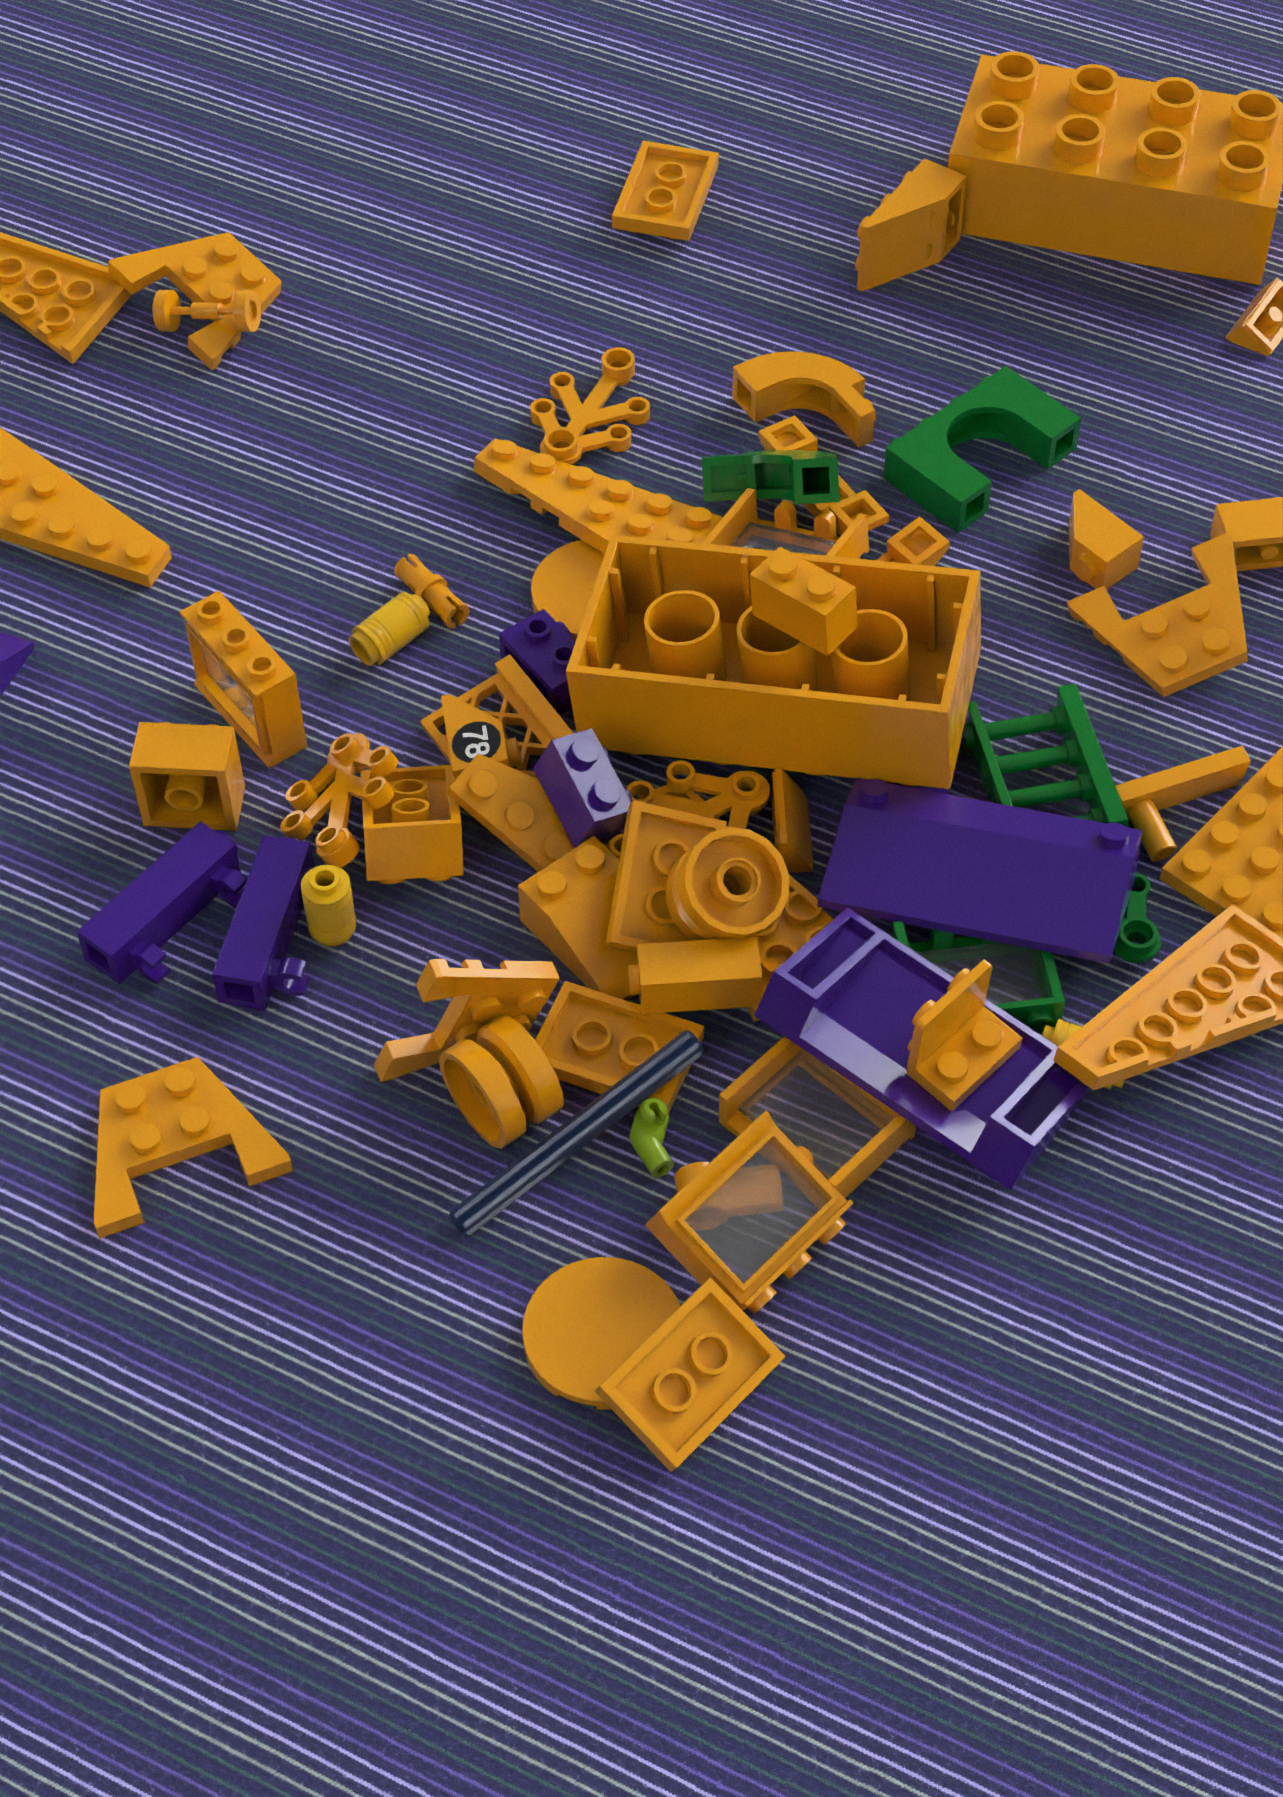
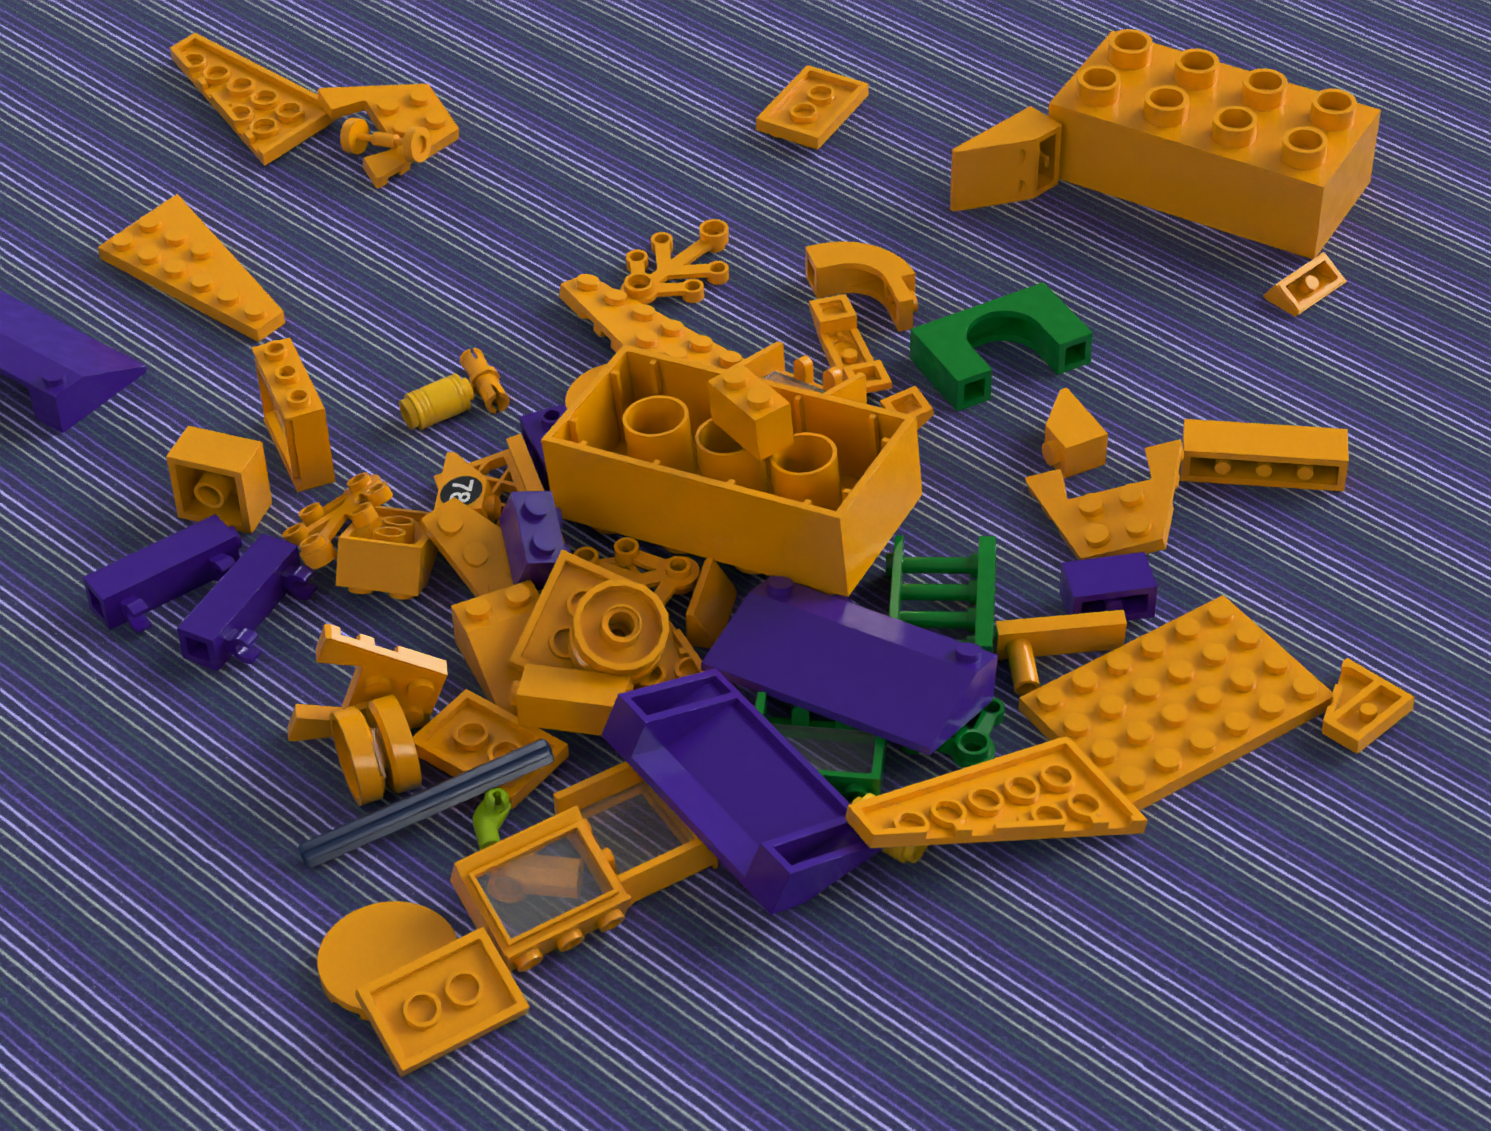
camera: 15 degrees right, 10 degrees down
(165, 1122) = (100, 736): light orange wing -> none
(328, 905) = (293, 595): yellow head -> none
(776, 474) = (798, 333): green arch -> none
(959, 1039) = (763, 781): light orange bracket -> none
(1210, 720) = (1109, 585): none -> dark purple brick

